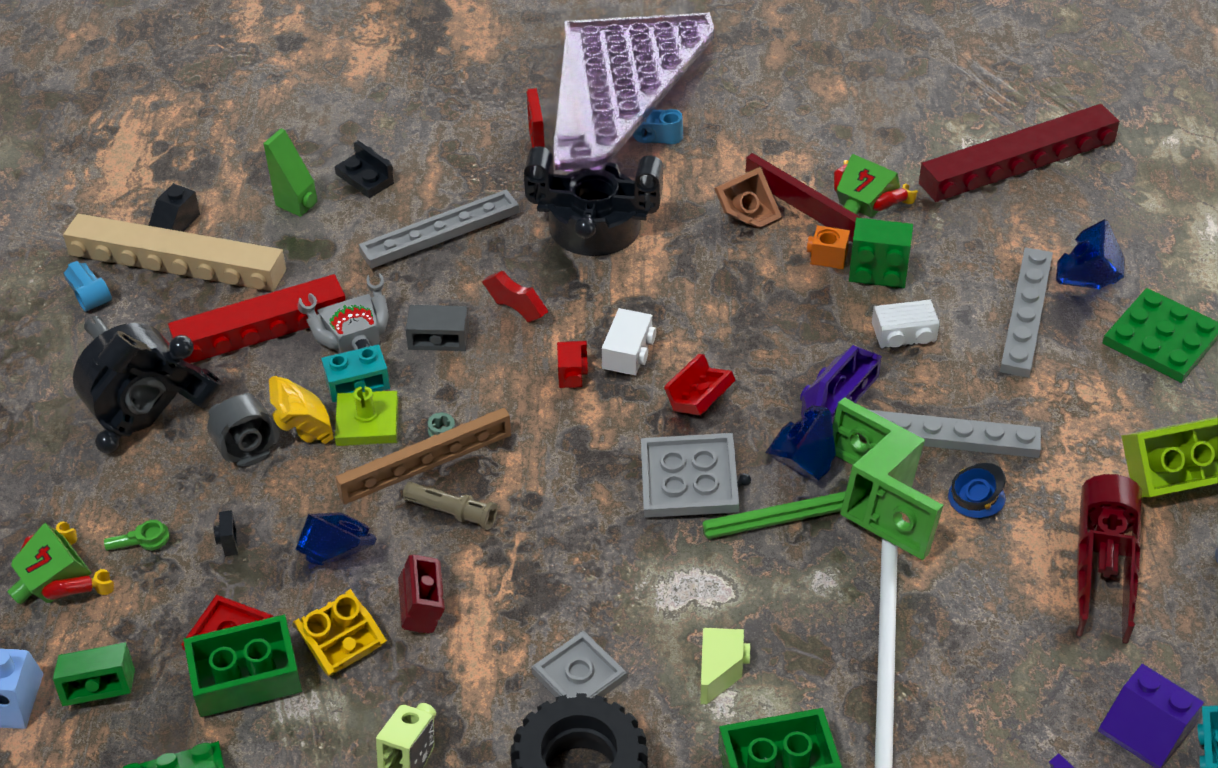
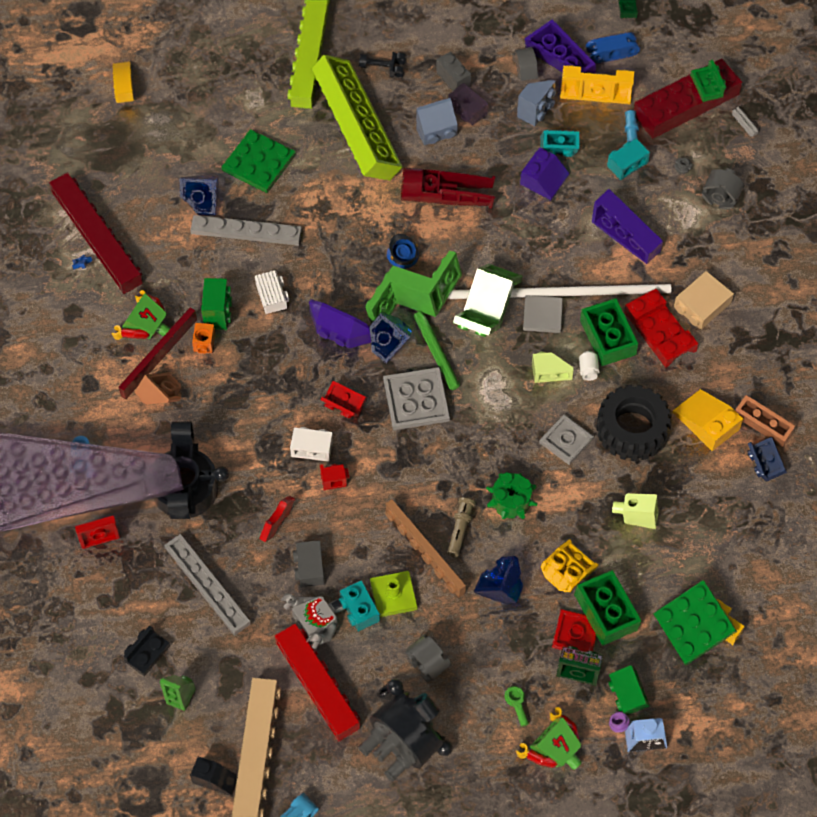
camera: 100 degrees left, 15 degrees up
(48, 657) = (617, 718): none -> medium lavender plate
(160, 611) = (579, 665): none -> dark green slope
(226, 533) = (507, 649): black plate -> none
(299, 409) = (406, 624): yellow slope -> none
(421, 594) = (537, 524): dark red brick -> none
(438, 420) = (394, 553): sand green bush -> none
(484, 571) = (511, 495): none -> green brick
(709, 717) = (589, 365): none -> white brick
(838, 675) = (542, 314): none -> light grey tile
(859, 575) = (487, 300): none -> bracket
(968, 138) = (81, 262): none -> blue piece
(969, 434) = (357, 269): light grey plate -> none

